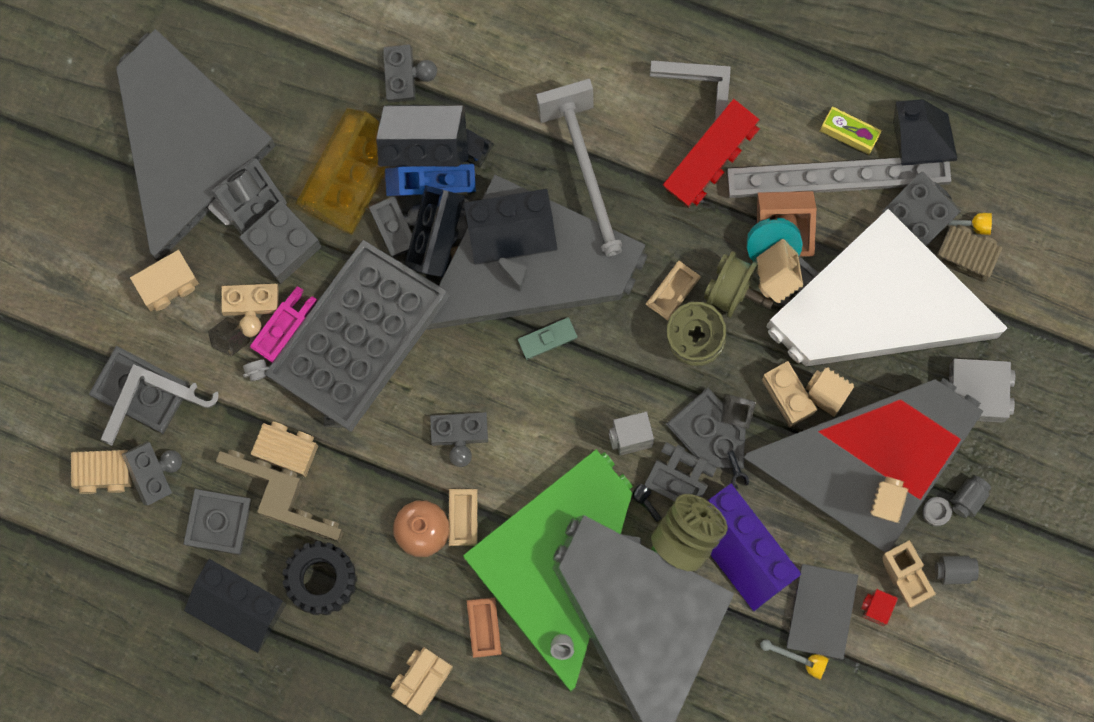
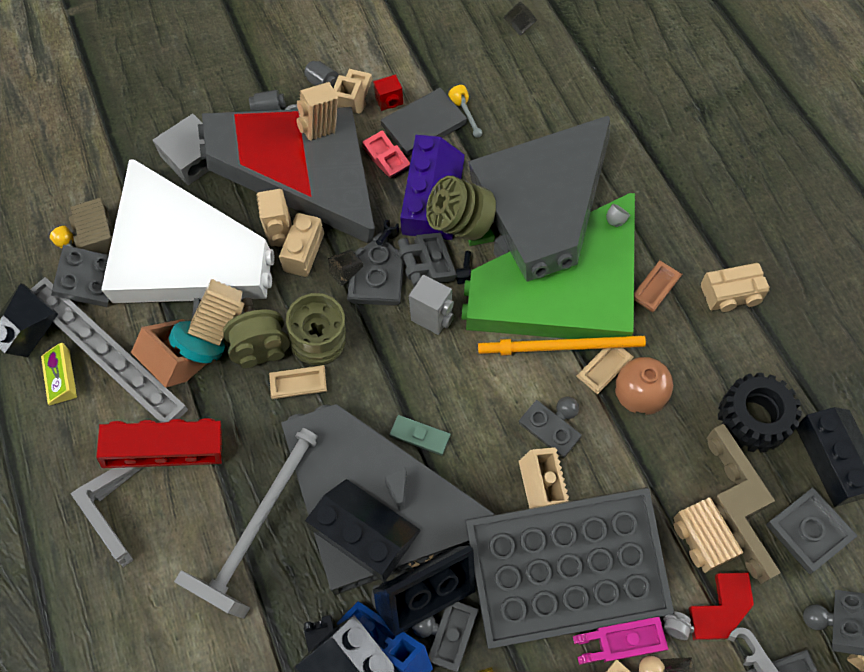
camera: 135 degrees left, 15 degrees down
(231, 401) = (734, 603): none -> red tile
(425, 377) = (543, 477): none -> tan brick
(549, 464) = (506, 347): none -> light orange bar
(817, 546) = (385, 154): none -> coral slope

